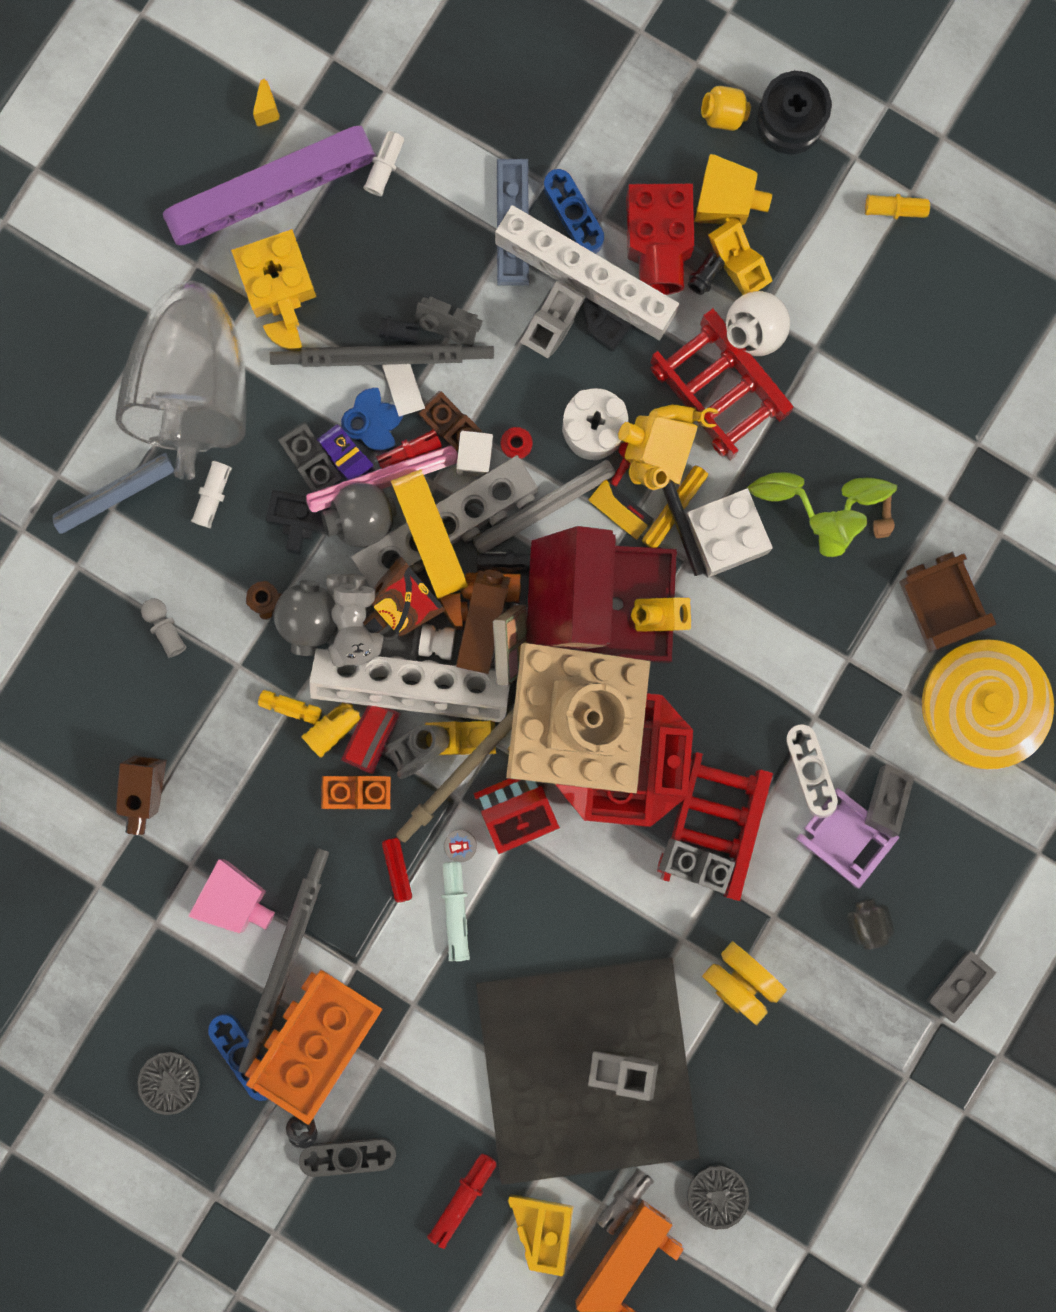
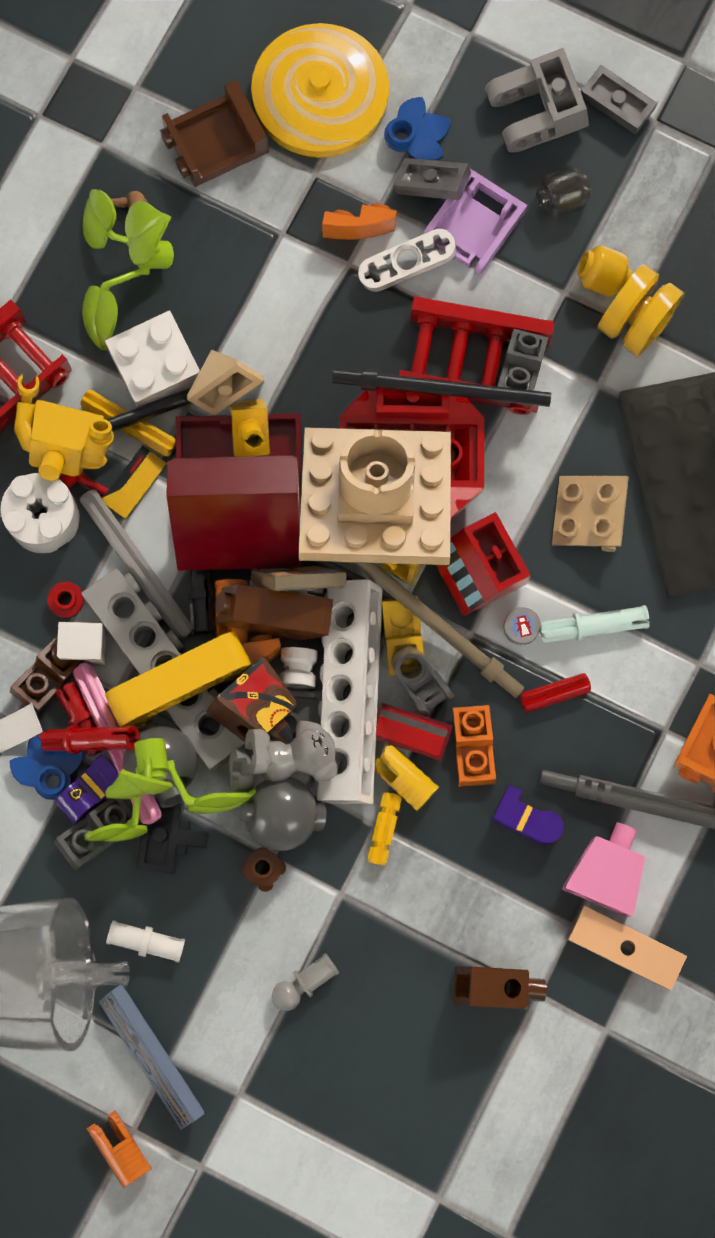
camera: 90 degrees left, 5 degrees down
(34, 467) = (126, 1157): none -> orange hinge
(155, 928) = (648, 957): none -> light nougat tile
(278, 841) = (527, 821): none -> dark purple leg
(350, 503) = (150, 772): none -> lime plant
(387, 445) = (76, 739): none -> red axle
(560, 918) = (590, 511): none -> tan hinge
(688, 722) = (370, 380): none -> black bar
(701, 592) = (222, 382): none -> tan slope
(789, 955) = (604, 270): none -> yellow head
(851, 740) = (373, 222): none -> orange slope
(941, 797) = (421, 128): none -> blue plate
(966, 930) = (560, 95): none -> light grey brick

